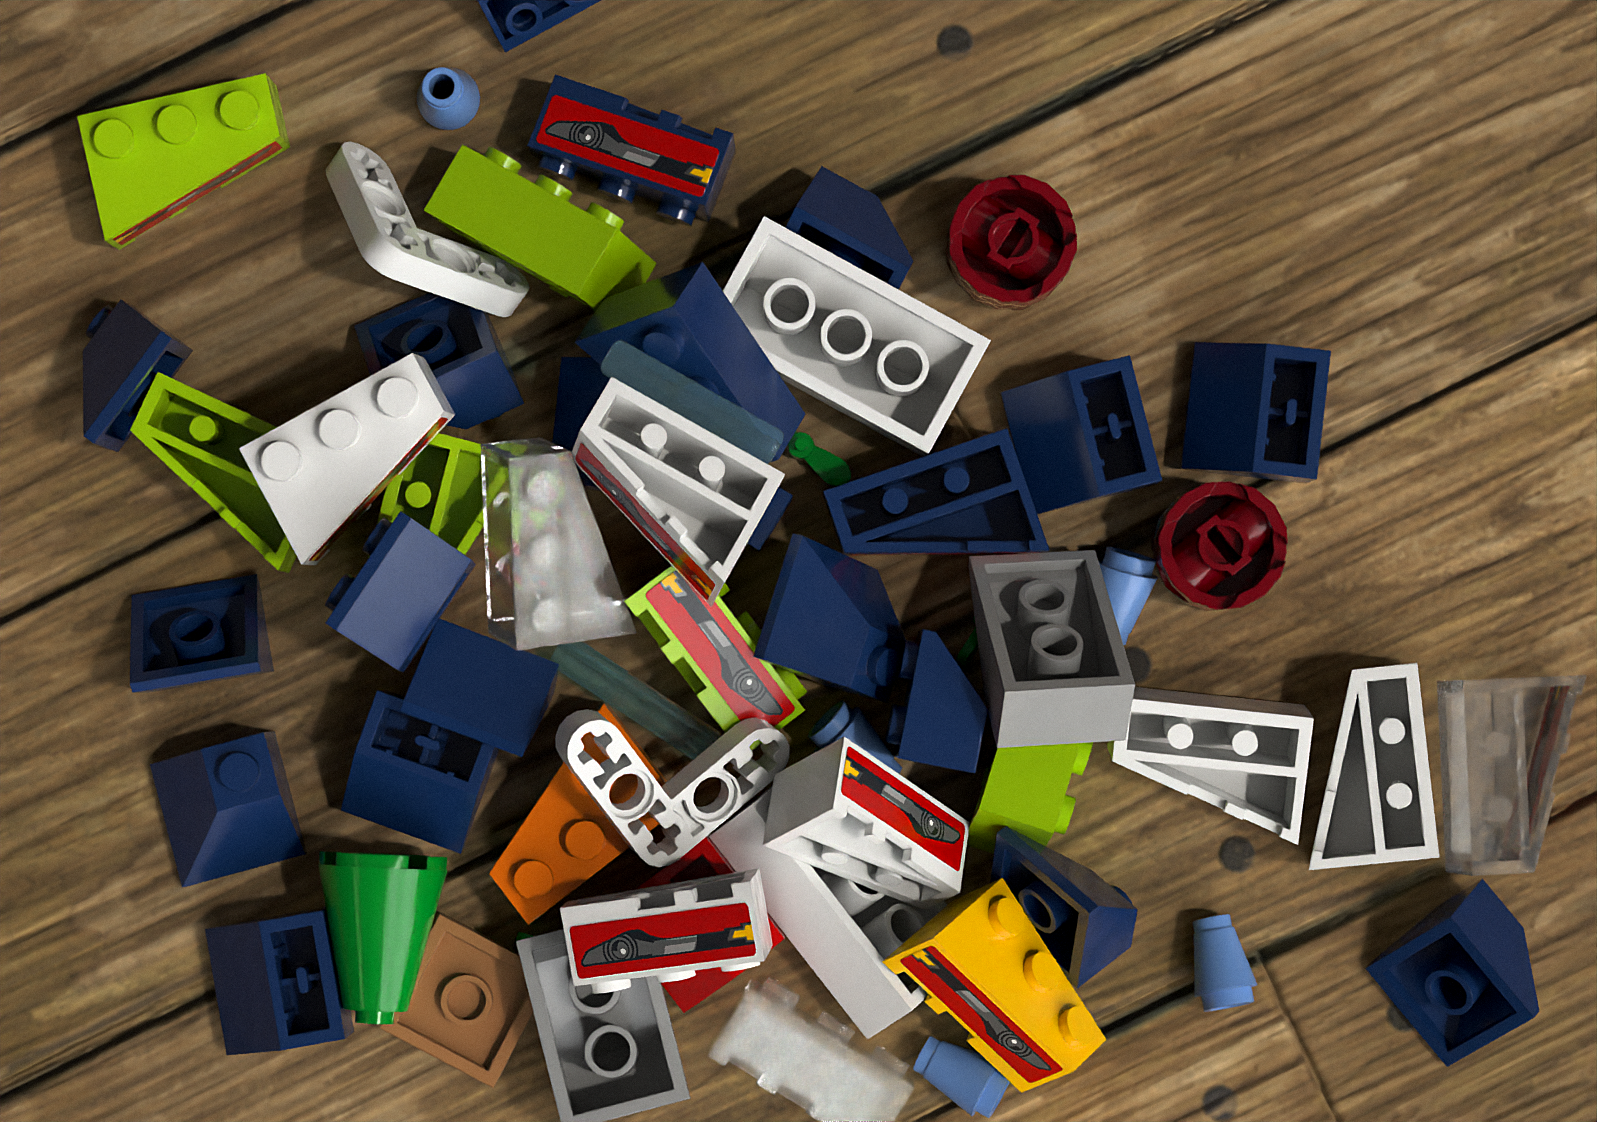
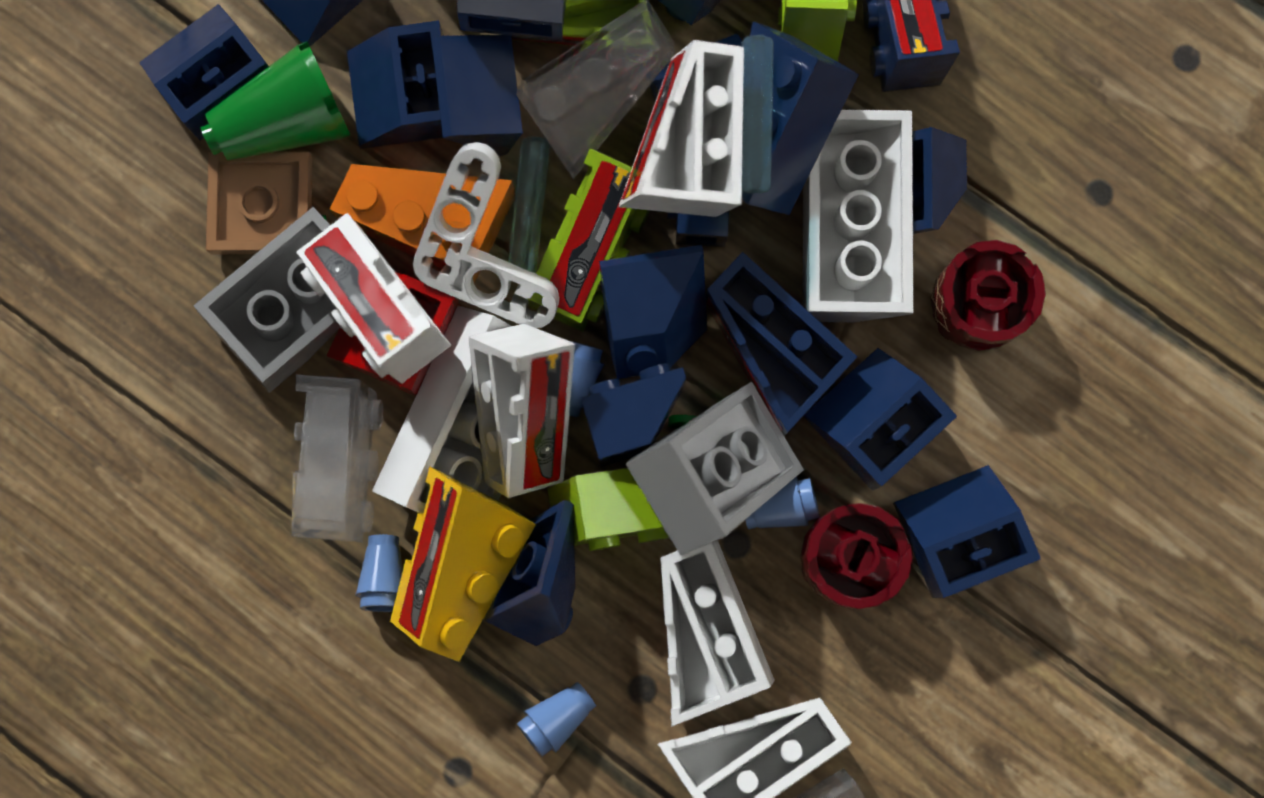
camera: 65 degrees right, 5 degrees down
(824, 463) = (763, 233): green piece -> none

